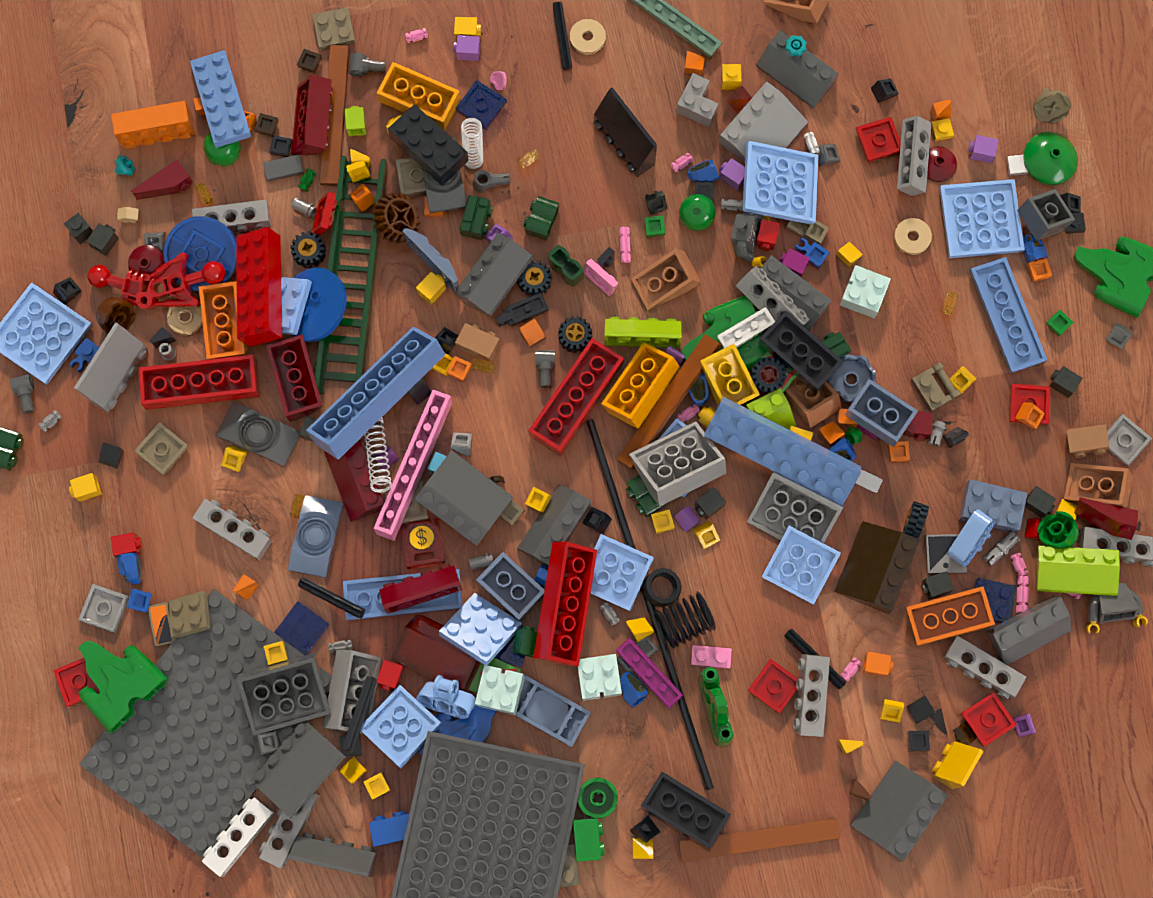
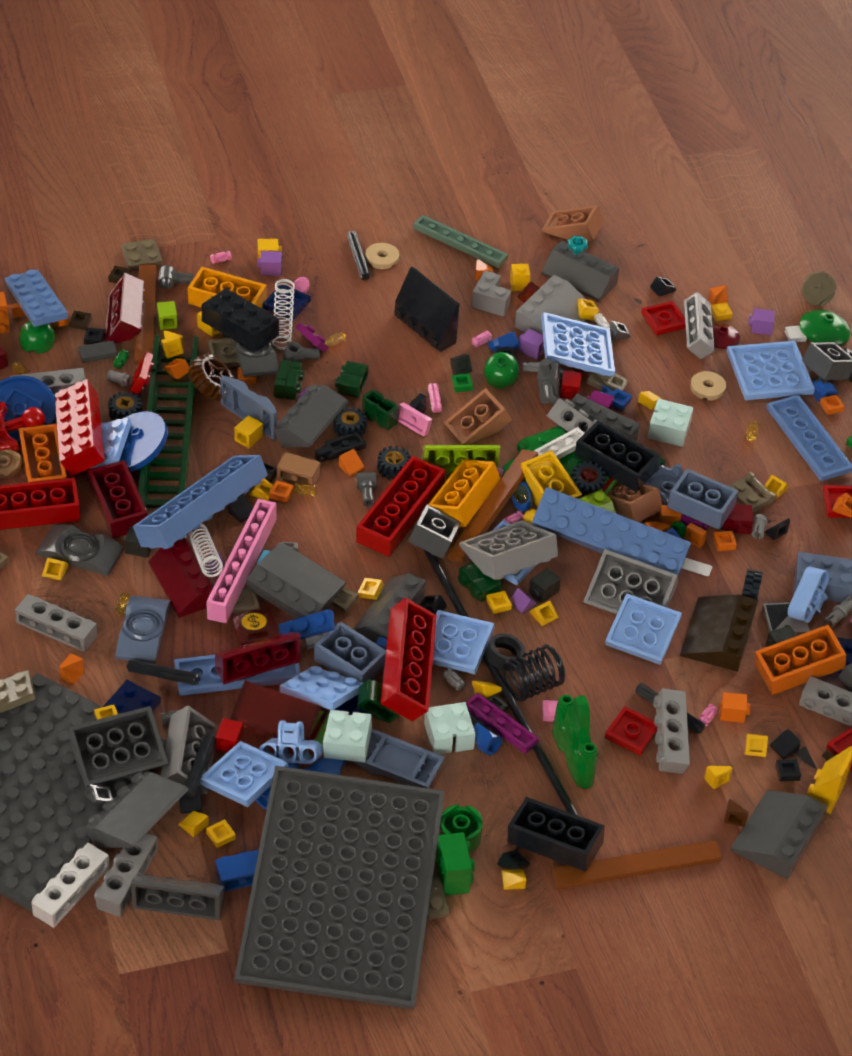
camera: 10 degrees left, 30 degrees down
(470, 553) = (310, 625): none -> blue plate
(504, 157) = (317, 340): none -> magenta plate
(606, 436) = (434, 531): none -> dark grey brick
(797, 125) = (587, 309): none -> yellow slope
(870, 443) = (695, 535): none -> orange plate

